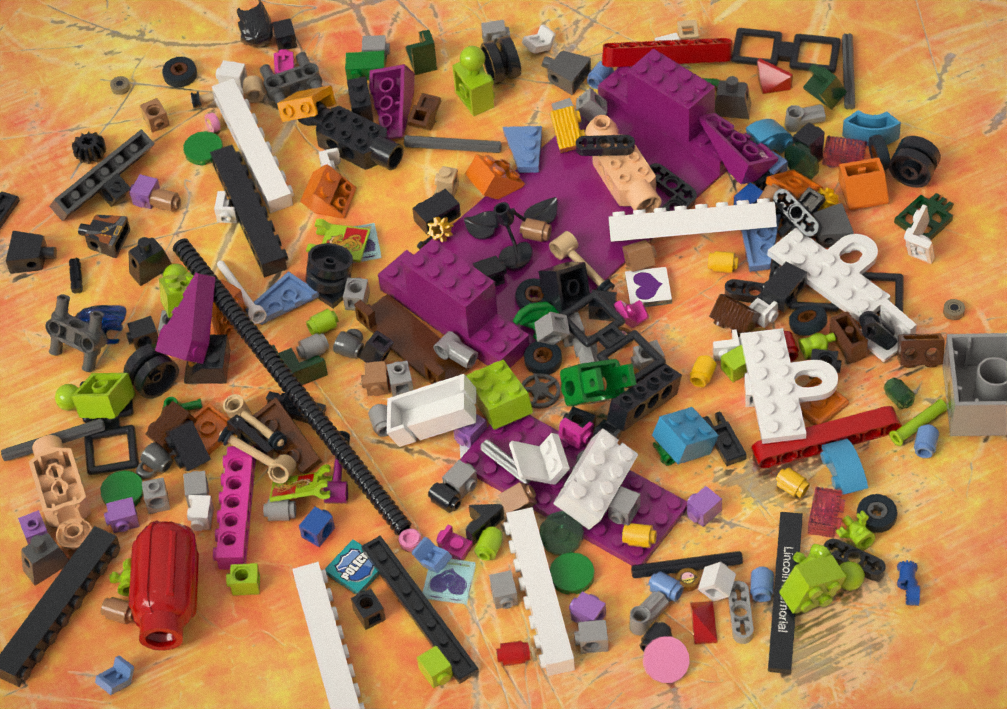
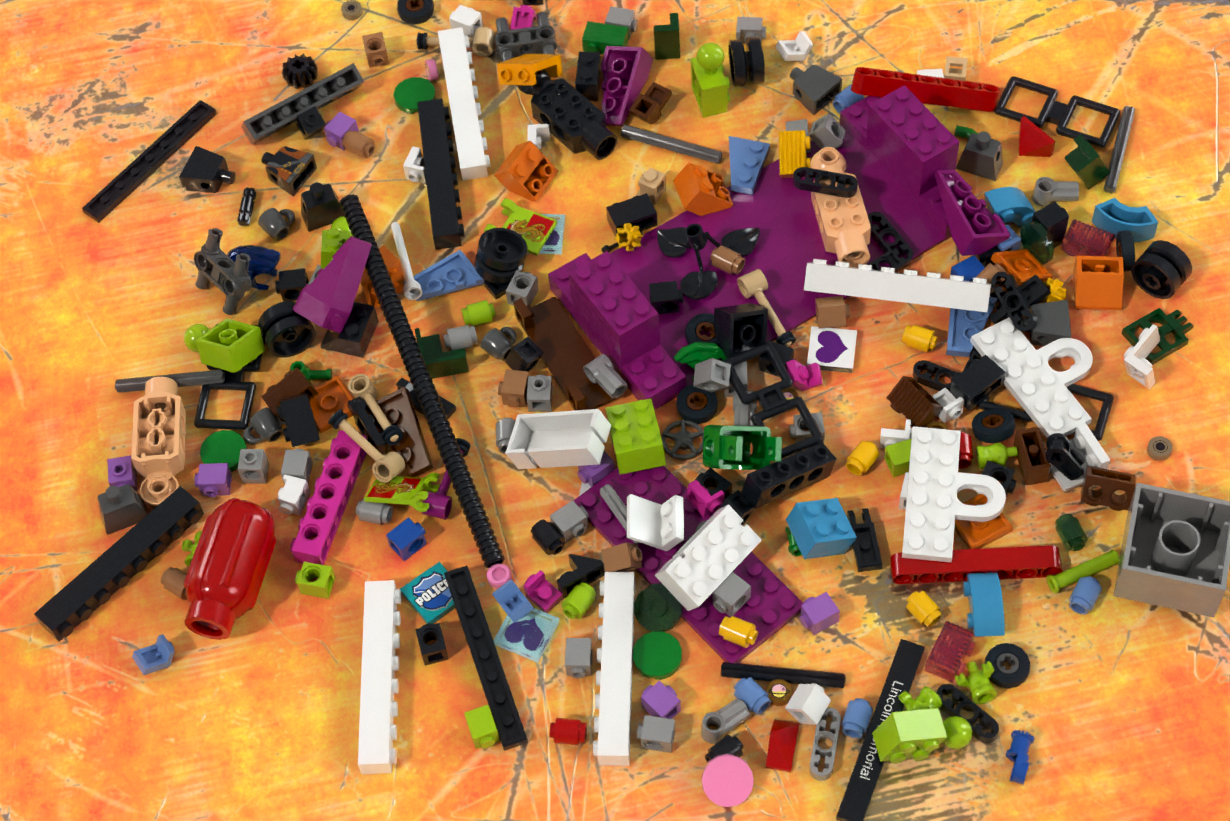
camera: 15 degrees right, 5 degrees up
(108, 284) = (275, 224): none -> dark grey piece

